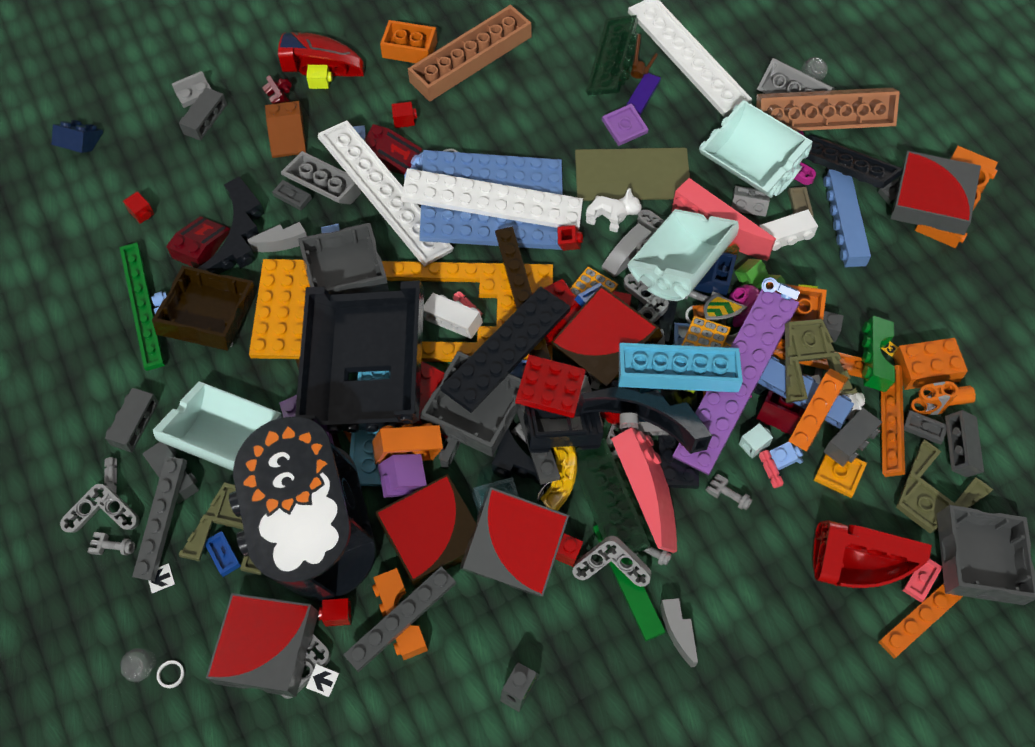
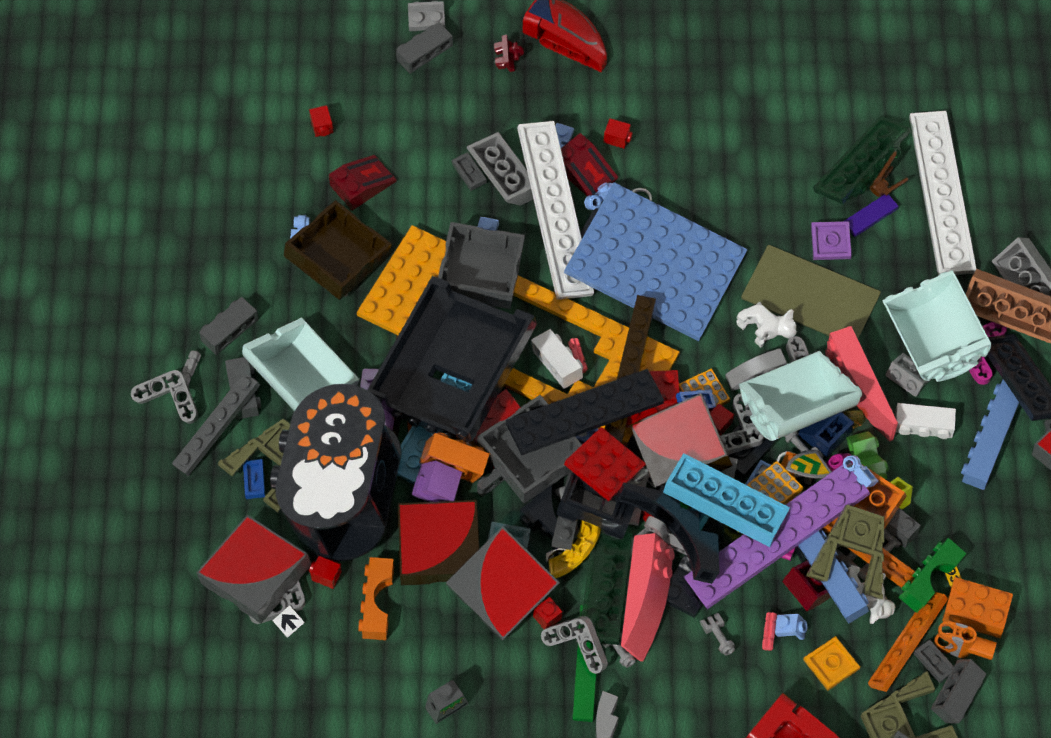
camera: 25 degrees right, 0 degrees up
(75, 136) = (294, 19): dark blue slope -> none
(126, 546) = (177, 435): light grey hinge -> none
(137, 664) = (146, 537): clear hair -> none
(141, 306) = (282, 221): green plate -> none
(163, 579) = (195, 478): white sticker -> none
(180, 679) = (172, 567): white piece -> none
(236, 247) = (406, 189): black arch -> none
(277, 238) = (435, 211): light grey slope -> none
(285, 129) = (495, 99): dark orange slope -> none
(318, 76) = (555, 55): neon yellow brick -> none
(399, 619) = (375, 600): dark grey plate -> none
(408, 41) = (662, 57): orange brick -> none
(469, 53) = (718, 94): nougat brick -> none
(491, 199) = (653, 263): white plate -> none
(569, 238) = (707, 333): red brick -> none
(756, 440) = (770, 599): light aqua brick -> none
(799, 200) = (959, 397): dark tan tile -> none
(817, 409) = (844, 583): orange arch -> none
(853, 437) = (859, 638): dark grey brick -> none

